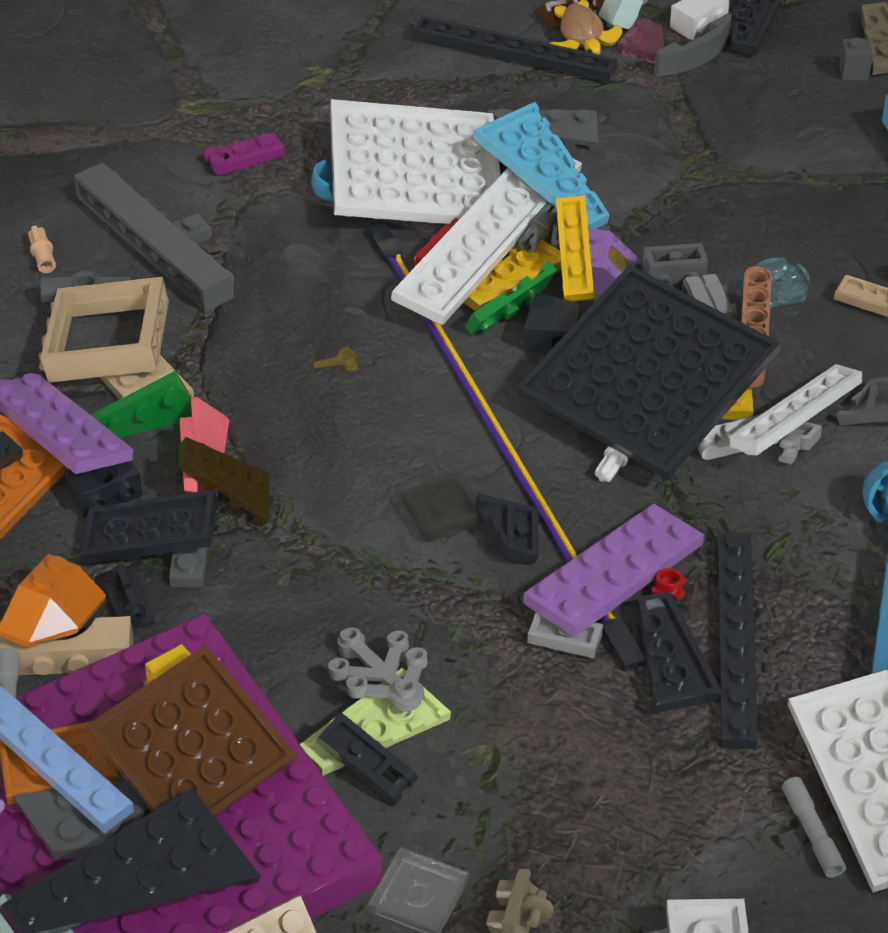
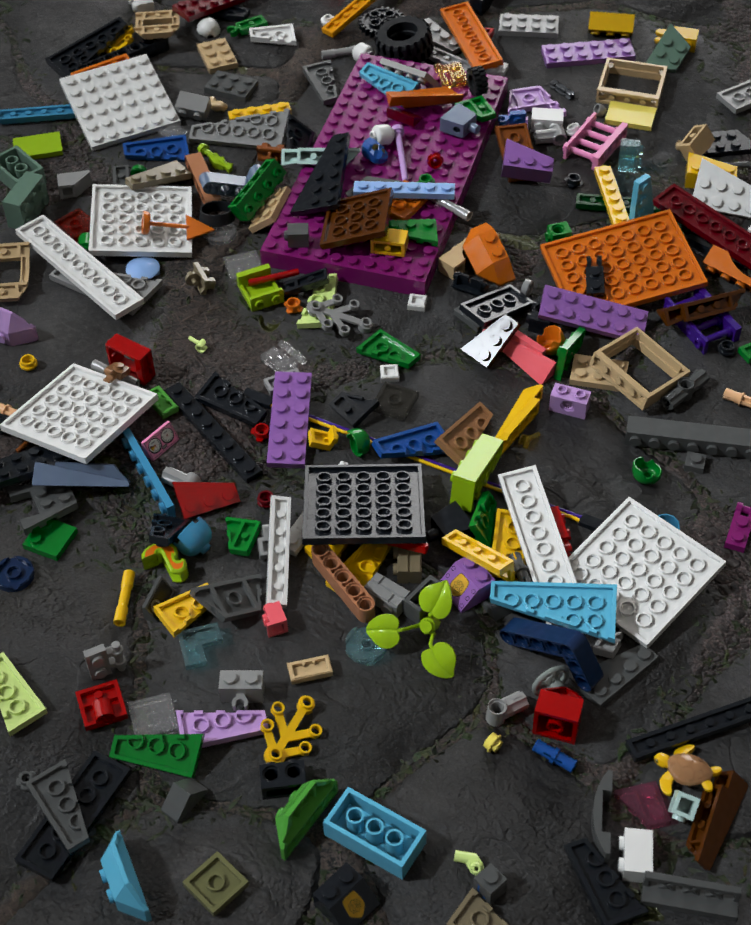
camera: 140 degrees right, 5 degrees up
(66, 535) = (527, 287): none -> light grey tile
(103, 681) = (418, 229): none -> green wing
(153, 436) = (551, 339): none -> orange hair
(235, 359) = (569, 401): none -> lavender brick
(235, 631) = (417, 302): none -> white tile
(264, 242) = (646, 472): none -> green hair
(306, 805) = (297, 235): none -> dark grey brick
(317, 388) = (521, 415): none -> yellow wedge
(365, 582) = (388, 349): none -> green wing
(400, 815) = (272, 277): none -> red bar
(401, 556) = (389, 373): none -> white tile
(406, 403) = (463, 433): none -> medium nougat wing
(419, 745) = (293, 305): none -> orange plate
(441, 815) = (259, 295): none -> lime panel
(459, 341) = (475, 471): none -> lime wedge
(476, 431) = (410, 443): none -> blue wing
(536, 672) = (278, 360): none -> clear plate
(556, 471) = (359, 441): none -> green hair
(593, 116) = (559, 642): none -> dark blue beam
(593, 517) = (323, 439): none -> yellow bracket
(630, 783) = (200, 345): none -> yellowish green hand
(651, 111) = (557, 707): none -> red piece
(678, 198) = (436, 600): none -> lime plant
(687, 104) = (554, 755): none -> blue pin
(702, 154) = (505, 707): none -> light grey piece
(739, 147) = (493, 742): none -> light yellow plate
(748, 494) = (264, 498): none -> dark red plate
(777, 726) = (165, 405): none -> bright green plate
(780, 803) = (143, 366): none -> red window
(820, 470) = (242, 535): none -> green wing
(820, 797) = (116, 371): none -> medium nougat plate
(831, 666) = (159, 441): none -> slope
(841, 540) = (204, 497): none -> red wing
(843, 579) = (173, 475): none -> light grey piece
(851, 88) = (471, 860): none -> yellowish green arm
(867, 354) = (274, 619): none -> coral brick

